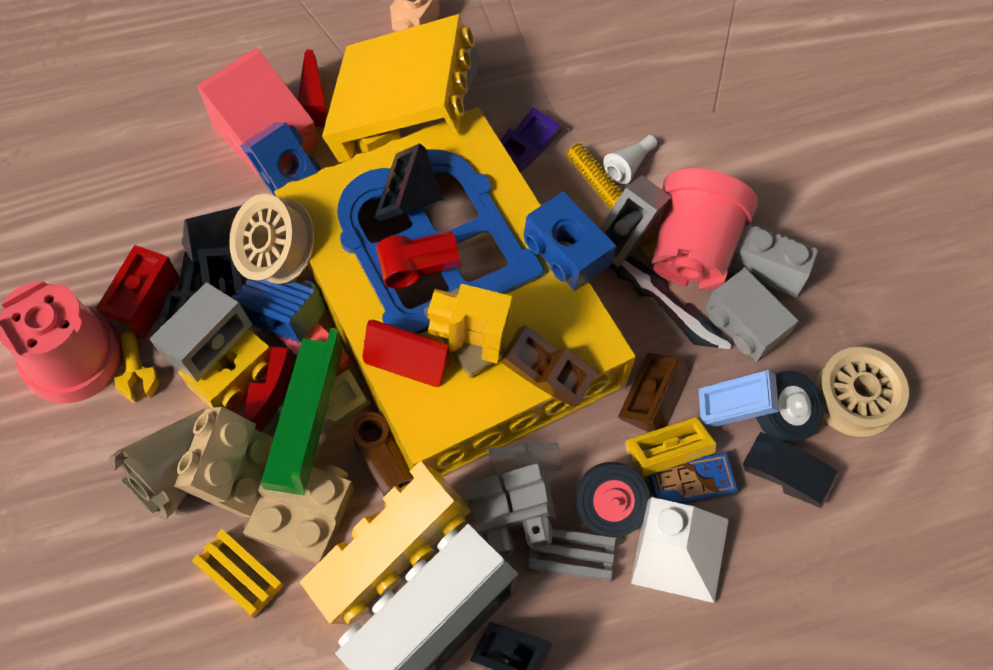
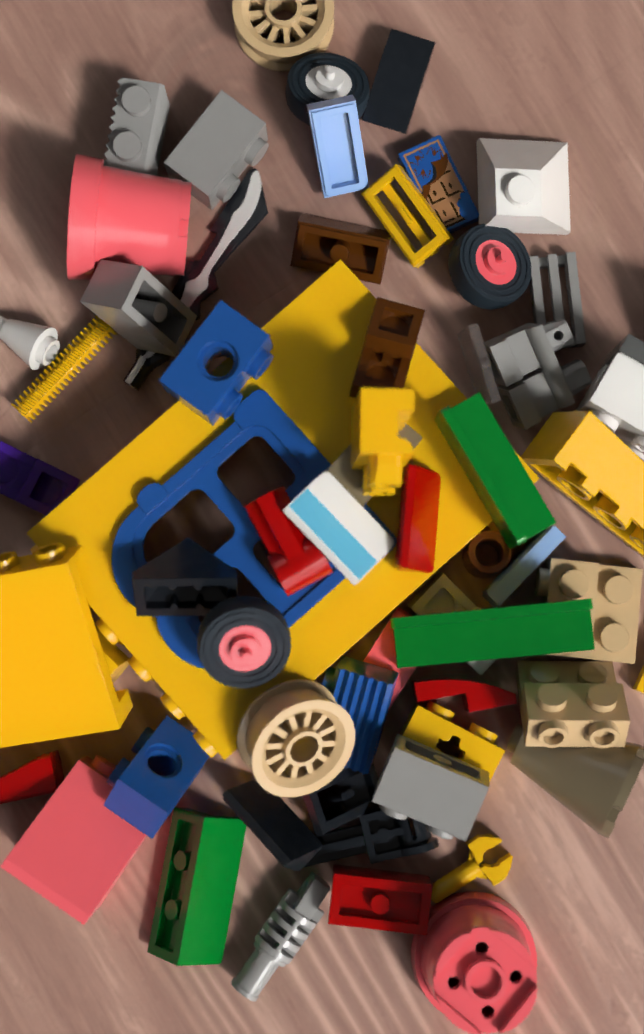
camera: 100 degrees left, 20 degrees up
(141, 223) = (282, 935): none -> light grey hinge
(195, 181) = (196, 888): none -> green panel
(351, 208) = (243, 642): none -> black wheel
(353, 461) = (523, 565): none -> tile
(411, 287) = (339, 527): none -> slope
(427, 420) = (494, 470): none -> green panel

